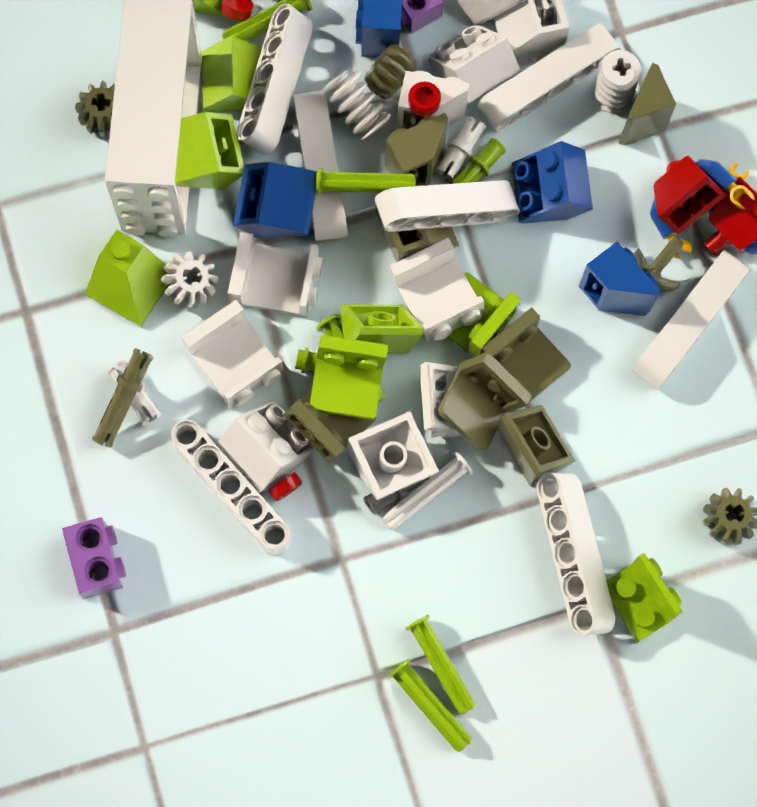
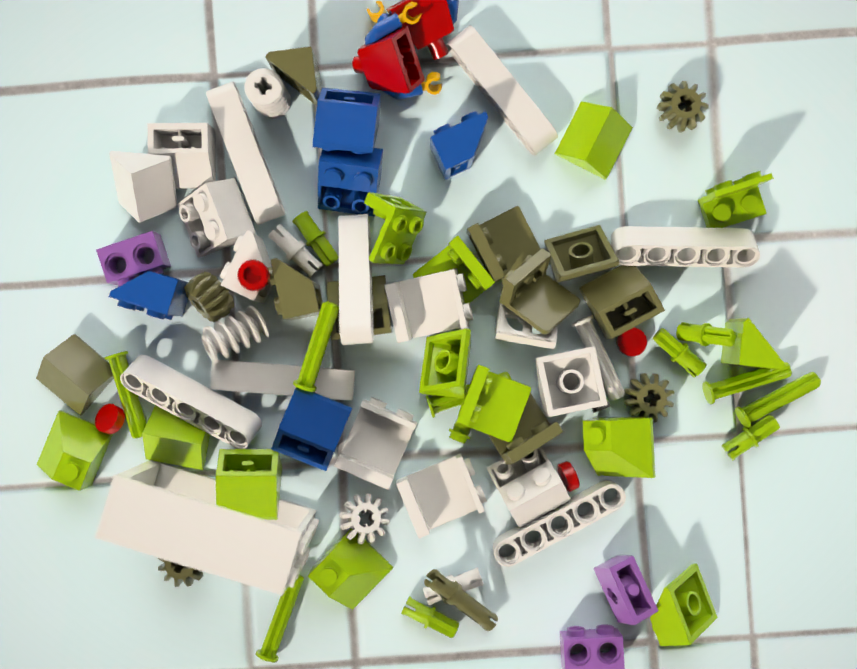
camera: 75 degrees left, 15 degrees up
(61, 220) = (279, 622): none -> lime axle
(94, 375) = (431, 618): none -> lime axle
(166, 648) = (683, 609): none -> lime slope
(173, 575) = (626, 589): none -> medium lavender brick
(333, 529) = (620, 446): none -> lime slope
(378, 683) = (751, 436): none -> lime axle
(391, 566) = (641, 390): none -> olive gear
(453, 525) = (632, 342): none -> red tile
(455, 578) = (679, 352): none -> lime axle
(476, 644) = (750, 347): none -> lime slope
(483, 595) = (705, 334): none -> lime axle
(495, 497) = (621, 300): none -> olive slope
(510, 238) = (399, 229): none -> lime bracket
(611, 164) = (346, 120): none -> blue slope
(661, 262) = (453, 112): olive plant -> none
(667, 433) = (594, 138): none -> lime slope

